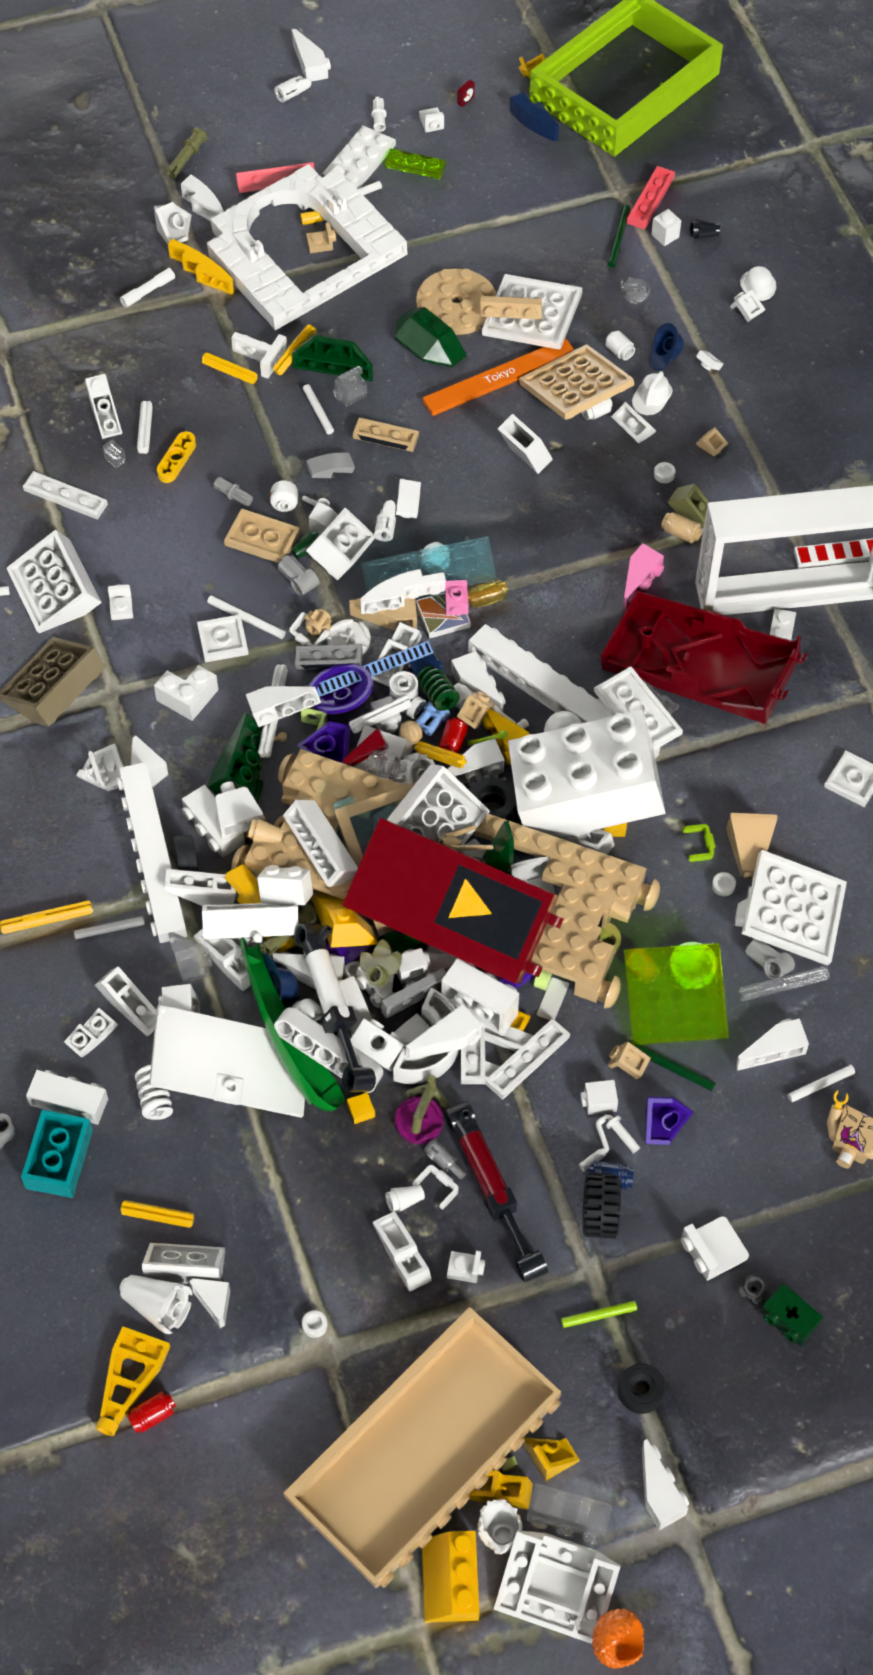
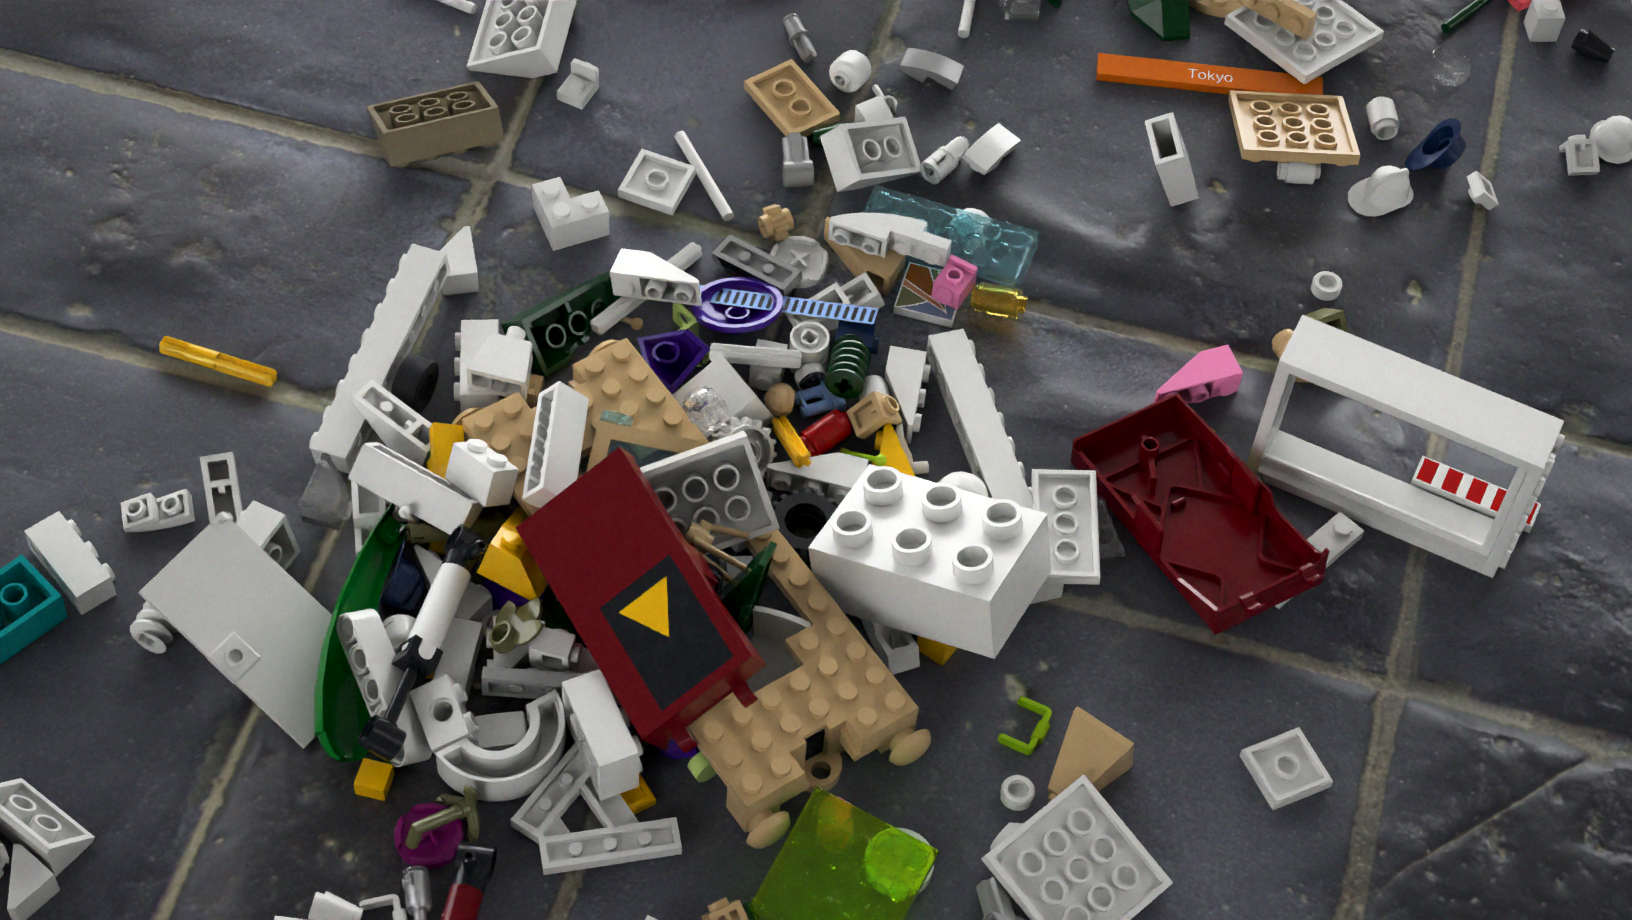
camera: 30 degrees right, 5 degrees down
(103, 768) = (419, 233): white slope -> none
(109, 927) = (274, 412): light grey bar -> none
(157, 1213) = (55, 751): yellow axle -> none
(265, 832) = (503, 399): tan cone -> none
(301, 638) = (745, 230): white piece -> none
(373, 742) = (715, 375): dark red slope -> none
(386, 434) = (1023, 69): tan plate -> none
(447, 1035) = (526, 752): white slope -> none
(553, 999) = (698, 799): white sticker -> none
(633, 423) = (1332, 211): white slope -> none
(712, 442) = (1414, 283): tan slope -> none

